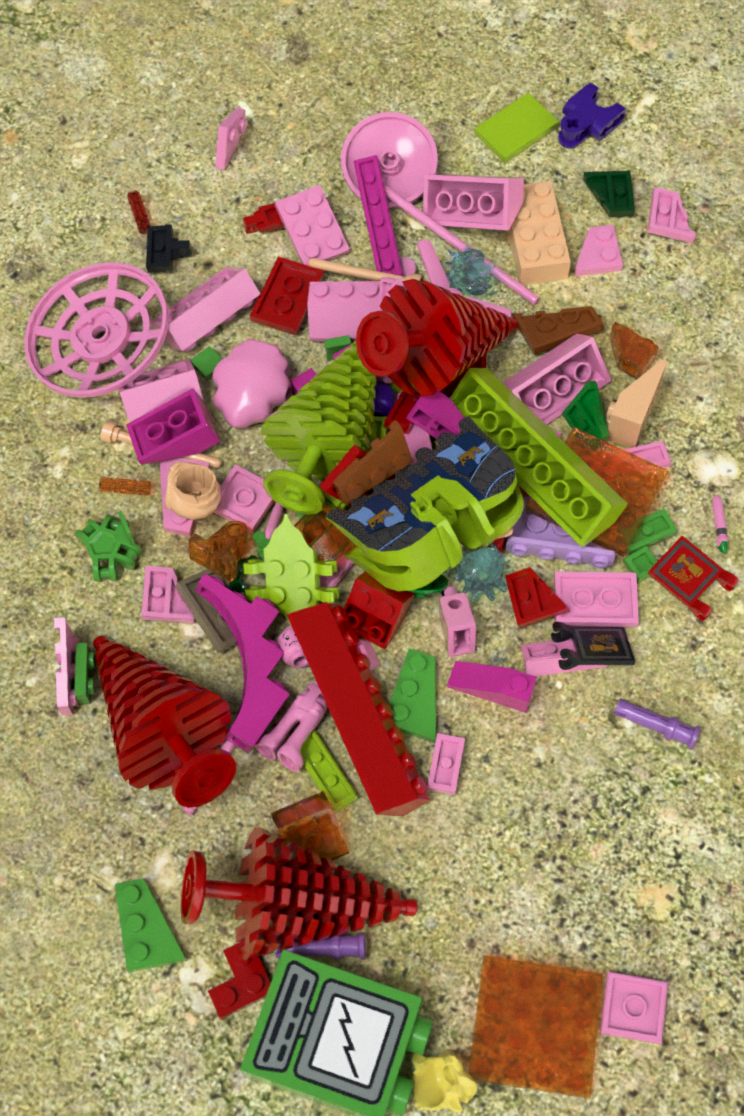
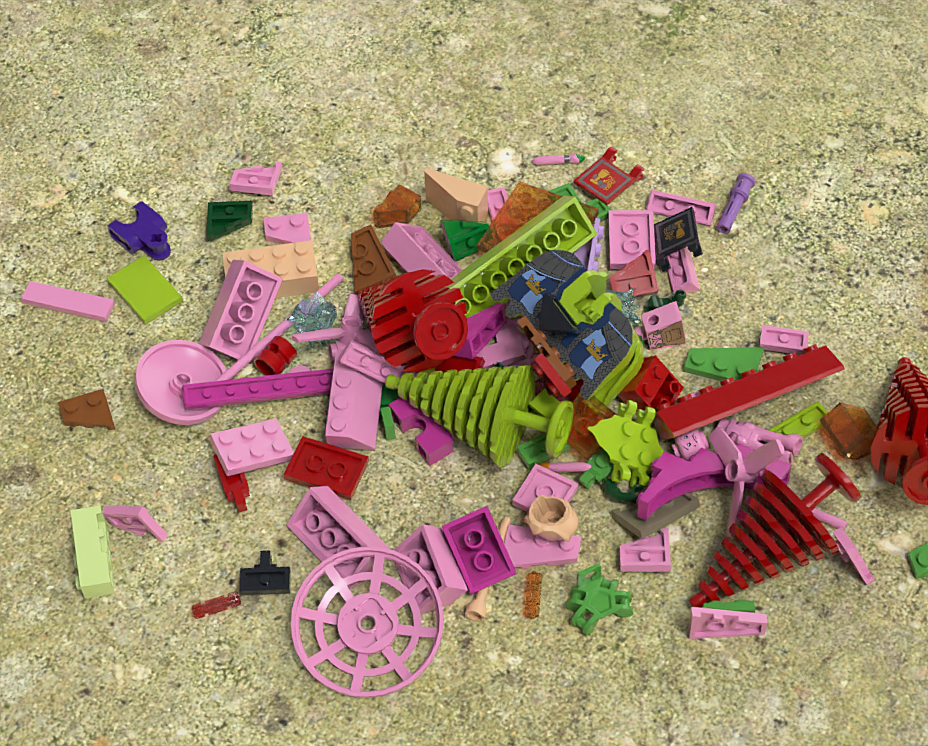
camera: 90 degrees left, 10 degrees down
(136, 807) = (849, 552): none -> bright pink wing
(195, 105) = (92, 552): none -> yellowish green wedge
(206, 362) = (397, 532): bright green tile -> none
(221, 550) = (604, 502): clear orange tile -> none
(233, 679) = (742, 471): none -> bright pink piece
(251, 383) = (429, 487): bright pink piece -> none
(357, 271) = (326, 359): light nougat piece -> none
(366, 94) = (87, 411): none -> dark orange wing
(414, 470) = (555, 317): none -> black slope
(417, 231) = (275, 357): none -> red wheel
(493, 684) = (712, 307): dark pink slope -> none
(499, 625) = (655, 302): none -> dark green piece
(500, 65) = (68, 301): none -> bright pink tile
(652, 661) = (671, 204): none -> bright pink slope

